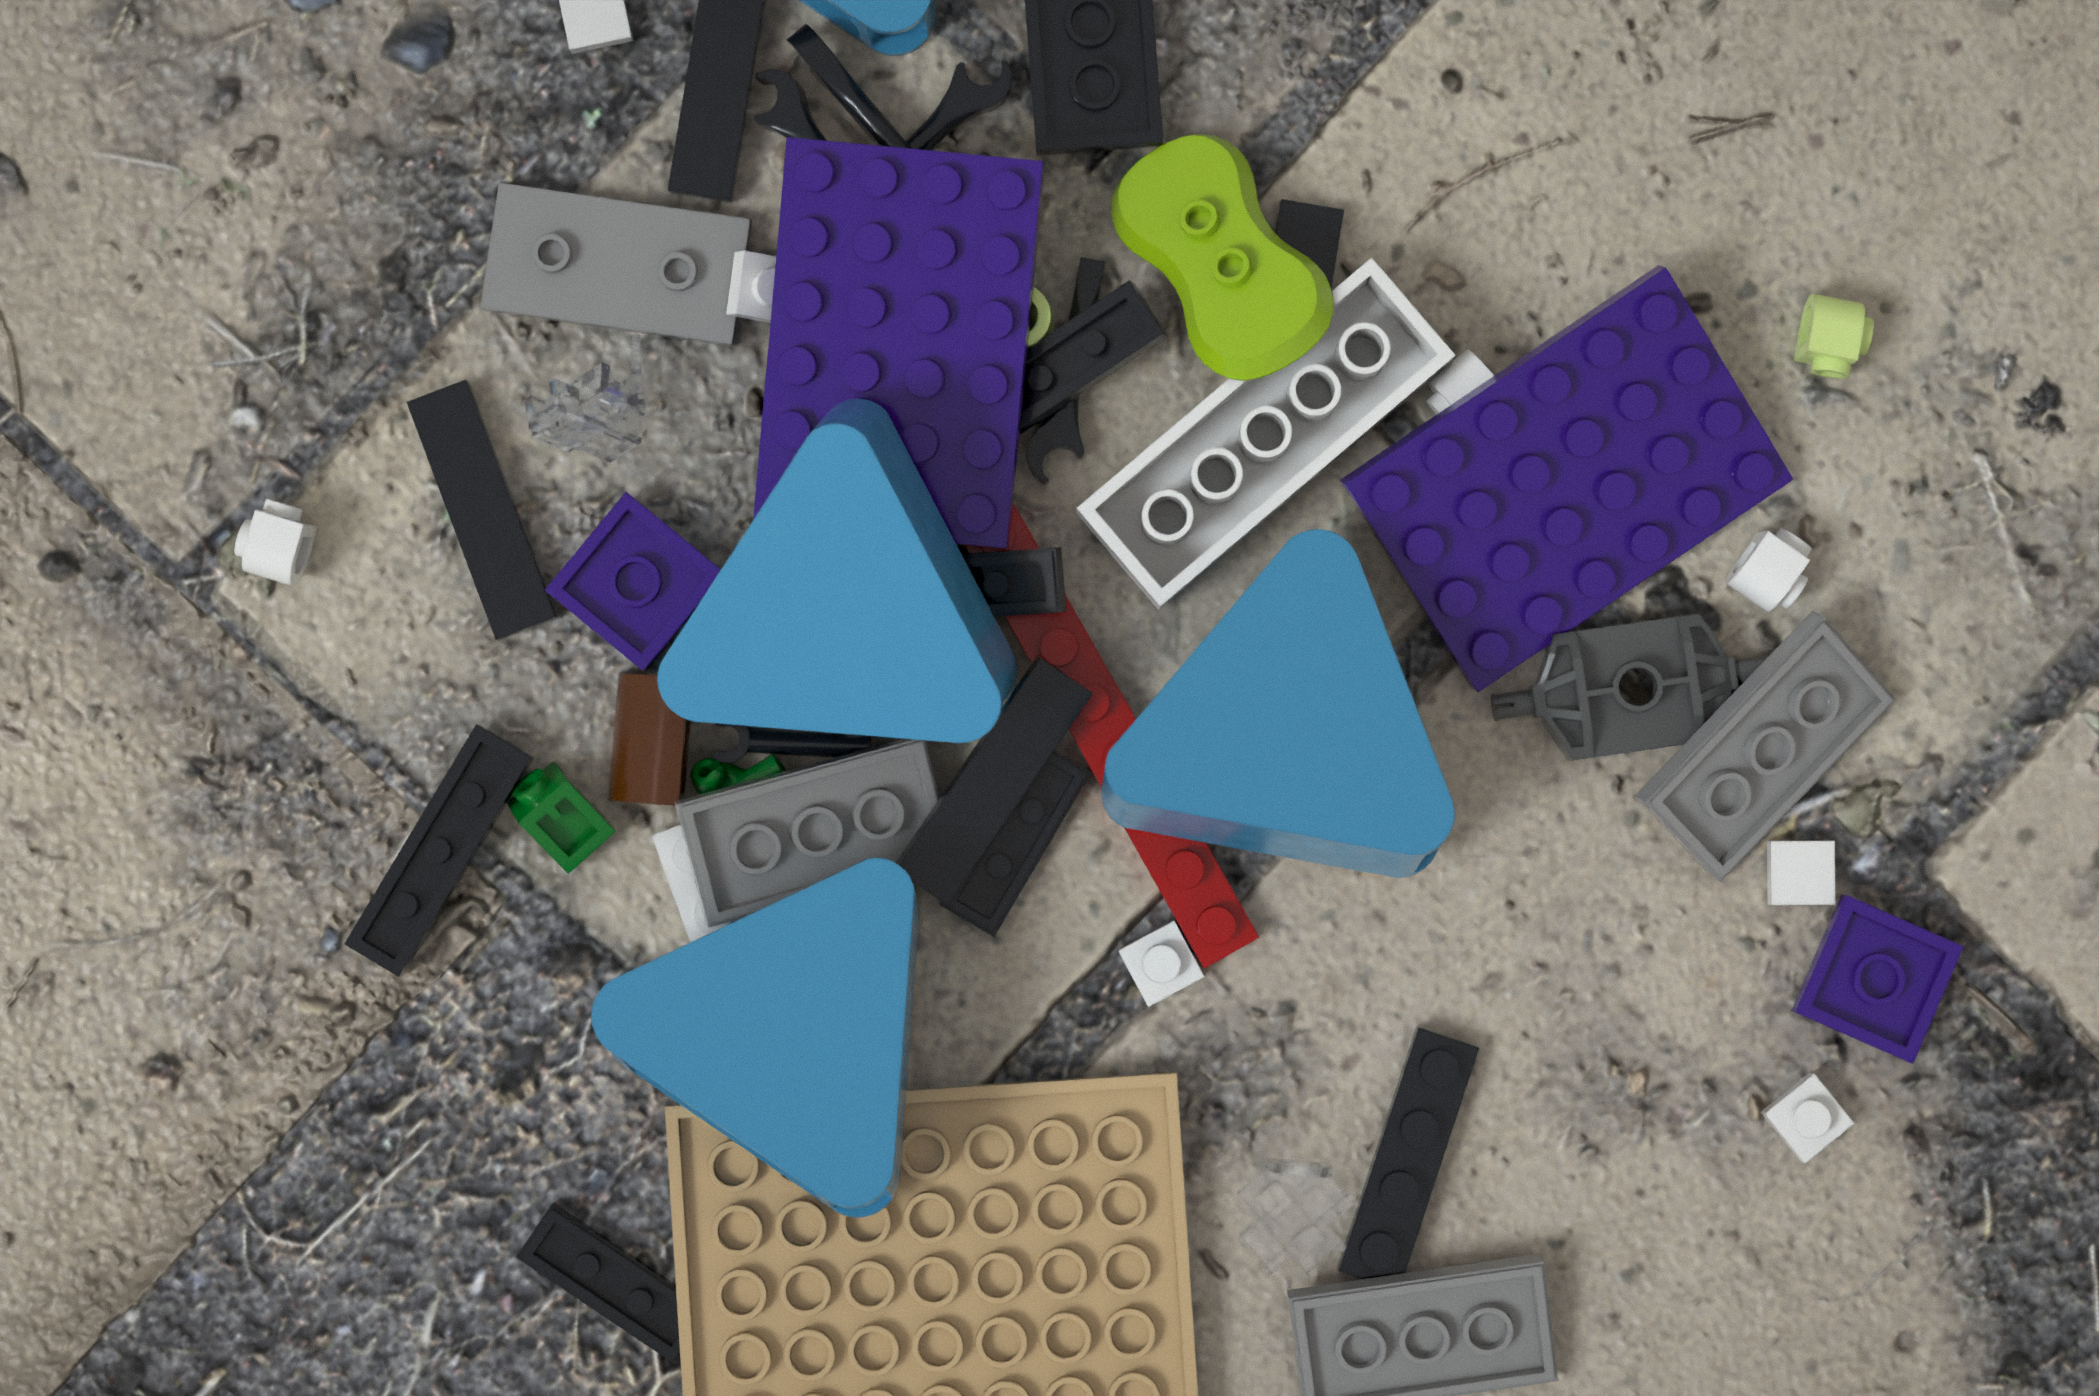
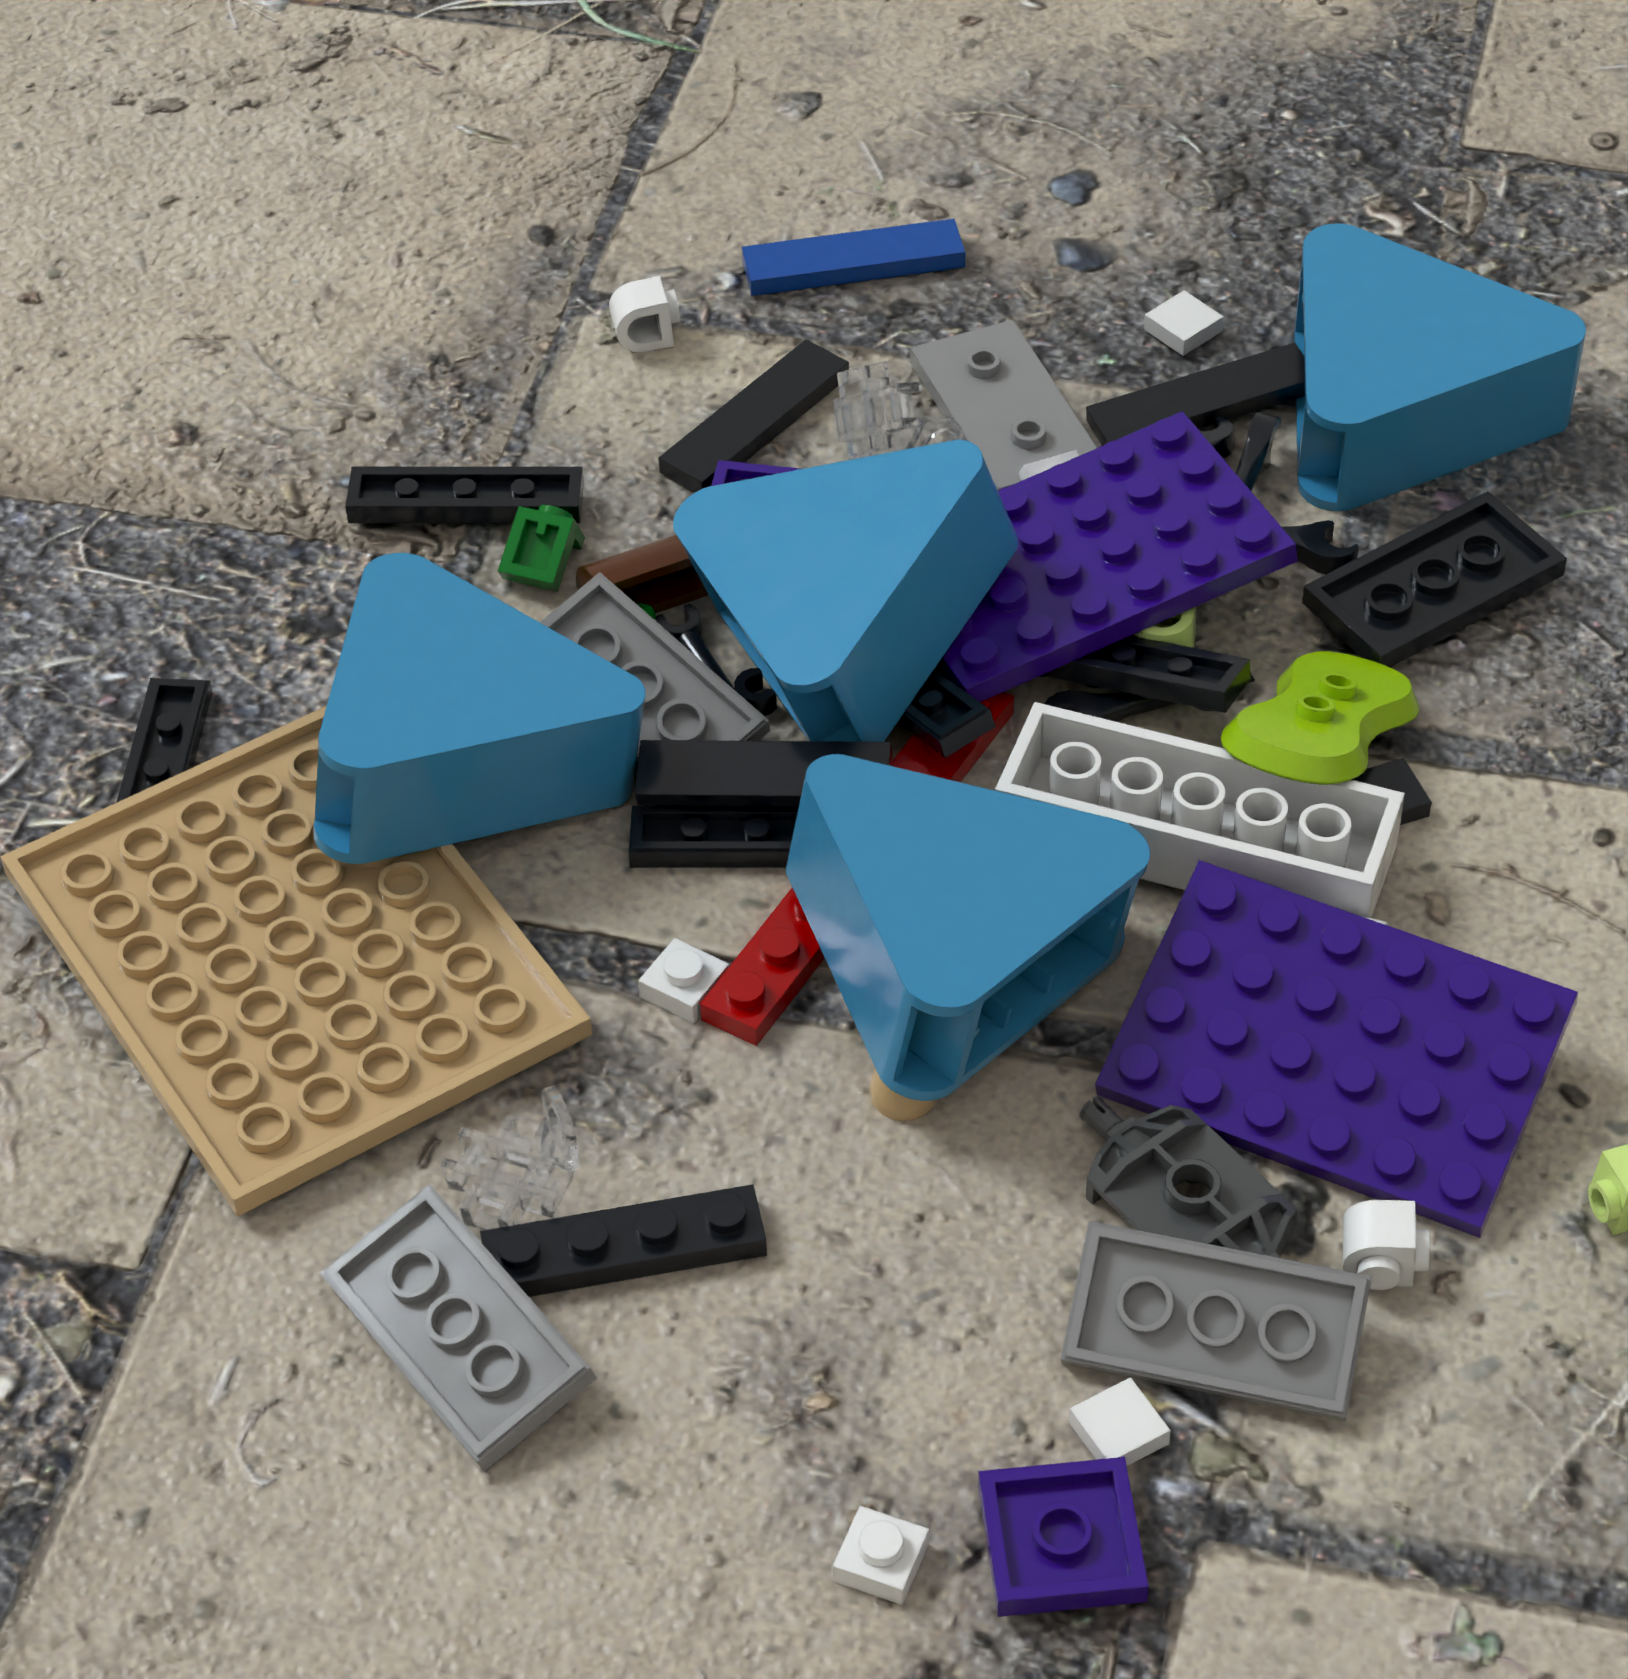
camera: 65 degrees right, 40 degrees down
(298, 277) = (853, 257): none -> blue tile

